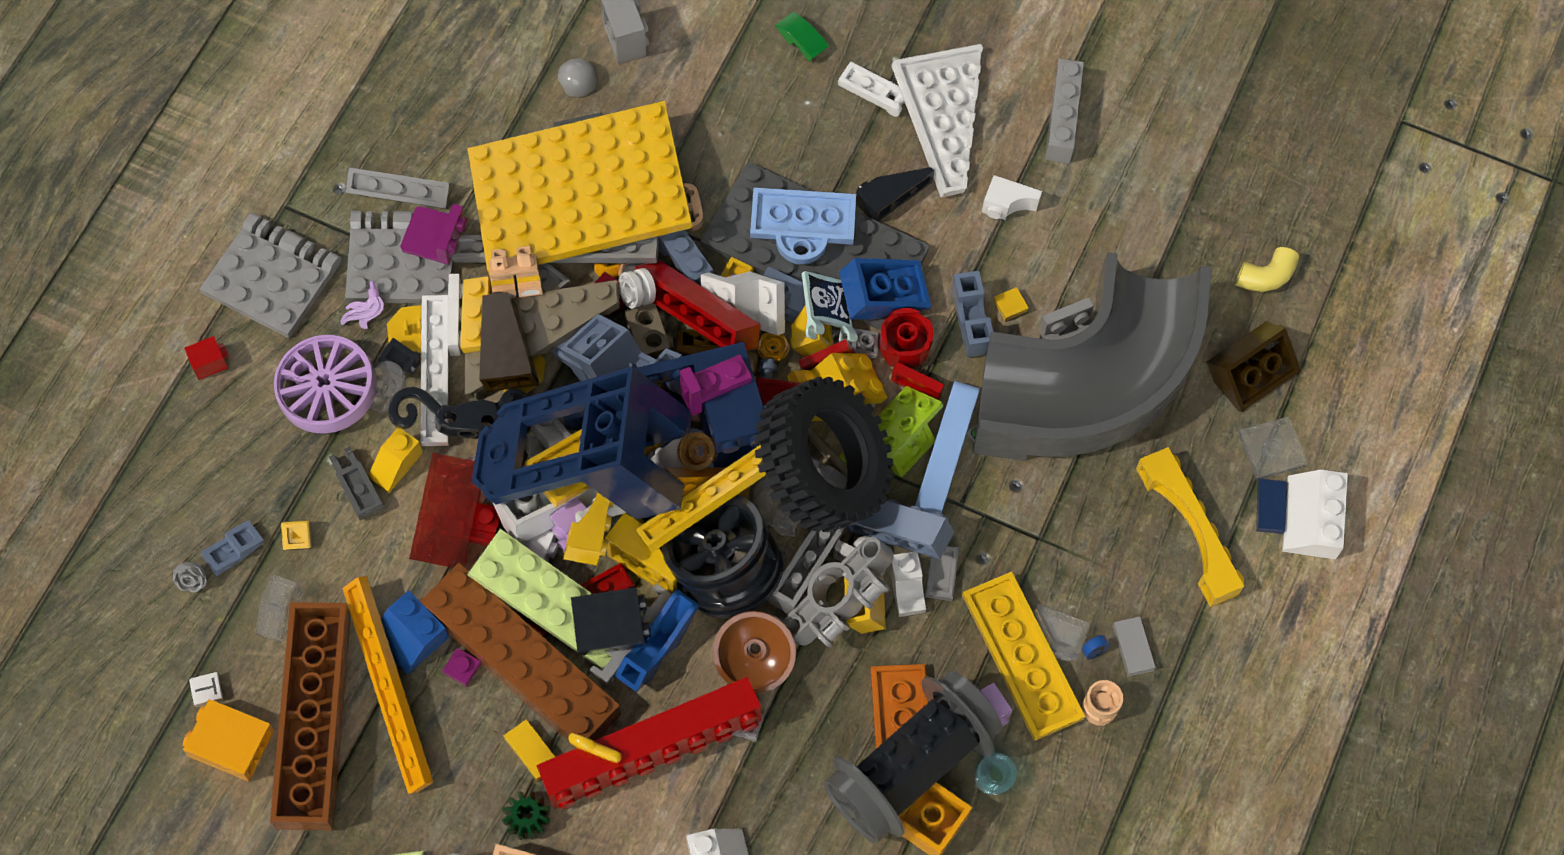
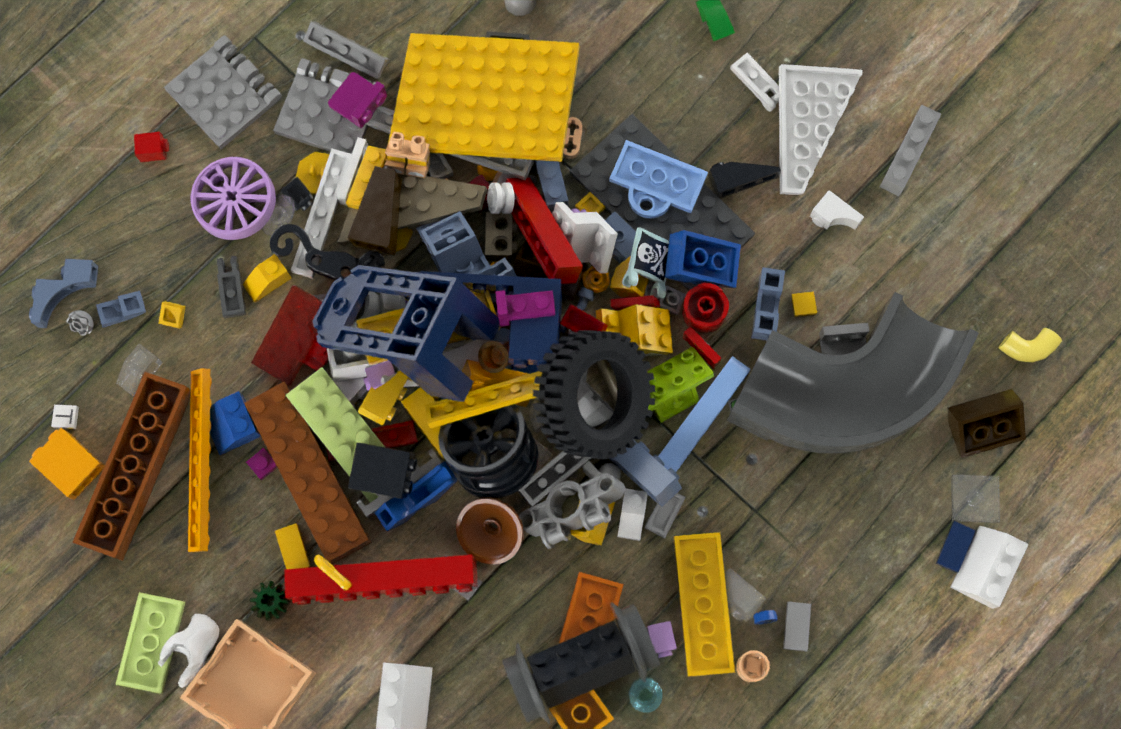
camera: 25 degrees right, 10 degrees up
(139, 555) = (48, 293): none -> sand blue arch
(365, 310) = (285, 146): lavender piece -> none
(1164, 475) = (875, 491): yellow arch -> none

